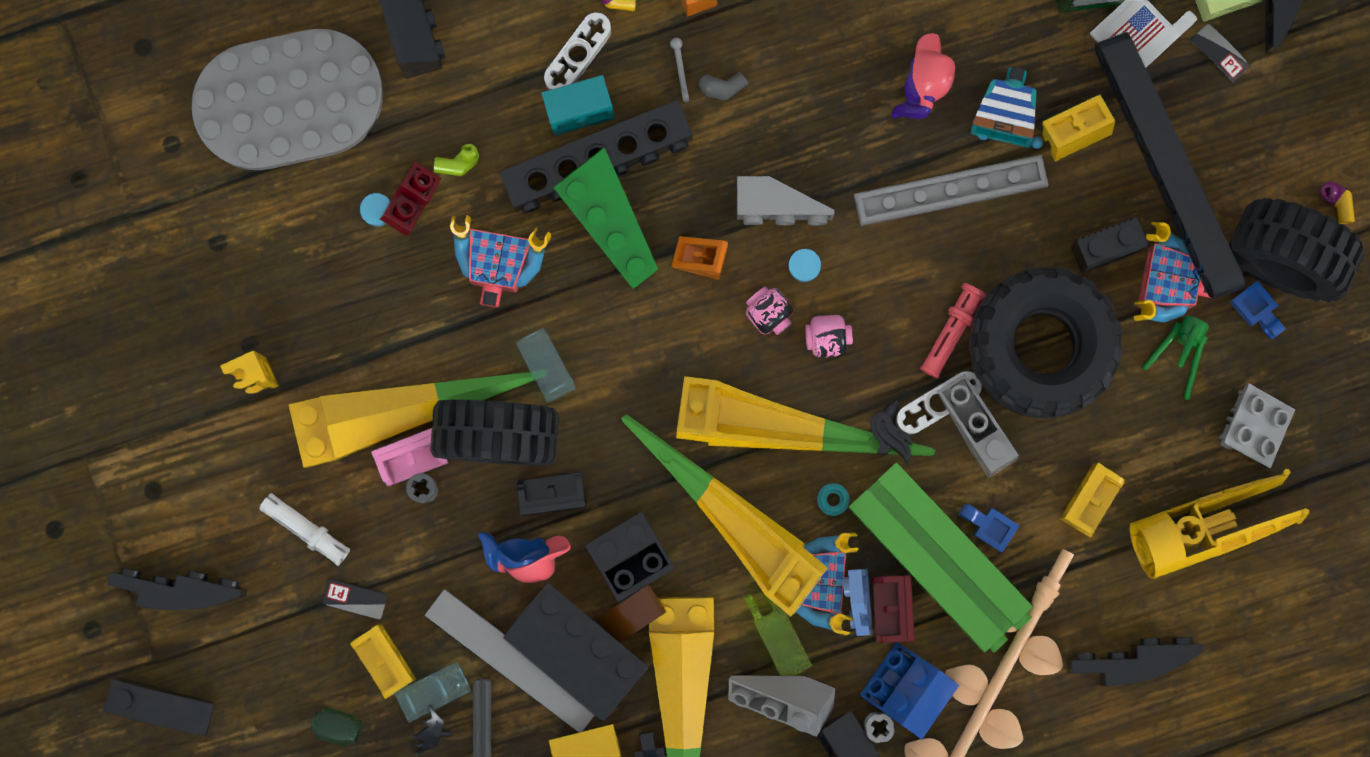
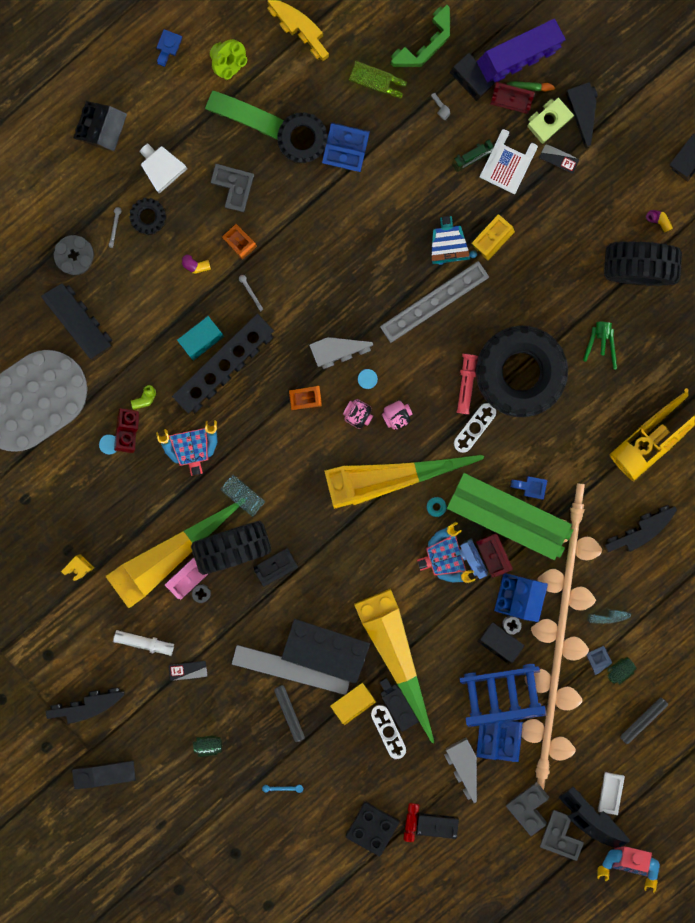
camera: 20 degrees left, 5 degrees up
(383, 661) = (219, 699): yellow hinge -> none
(431, 733) = (262, 728): black piece -> none
(433, 690) = (253, 705): clear light blue slope -> none
(524, 559) = (274, 610): hair -> none
(575, 40) = (186, 291): white beam -> none
(605, 212) = (240, 394): green wing -> none
(630, 557) = (334, 585): black slope -> none
(632, 614) = (348, 617): reddish brown slope -> none
(720, 88) = (279, 295): dark grey arm -> none
(766, 549) = (409, 551): yellow plate -> none
(779, 638) = (436, 596): clear neon green hinge -> none
(787, 699) = (457, 629): light grey slope -> none
(889, 435) = (453, 457): black piece -> none
(928, 80) = (396, 243): coral hair -> none
(977, 426) = (501, 433): light grey slope -> none
(1092, 499) = (583, 448): yellow hinge -> none
(1109, 245) = (537, 299): black brick -> none
(1169, 166) = (553, 240): black beam -> none
(1169, 278) = (580, 304): torso -> none
(1256, 306) = (634, 301): blue plate -> none
(1257, 425) = (661, 369): light grey hinge -> none

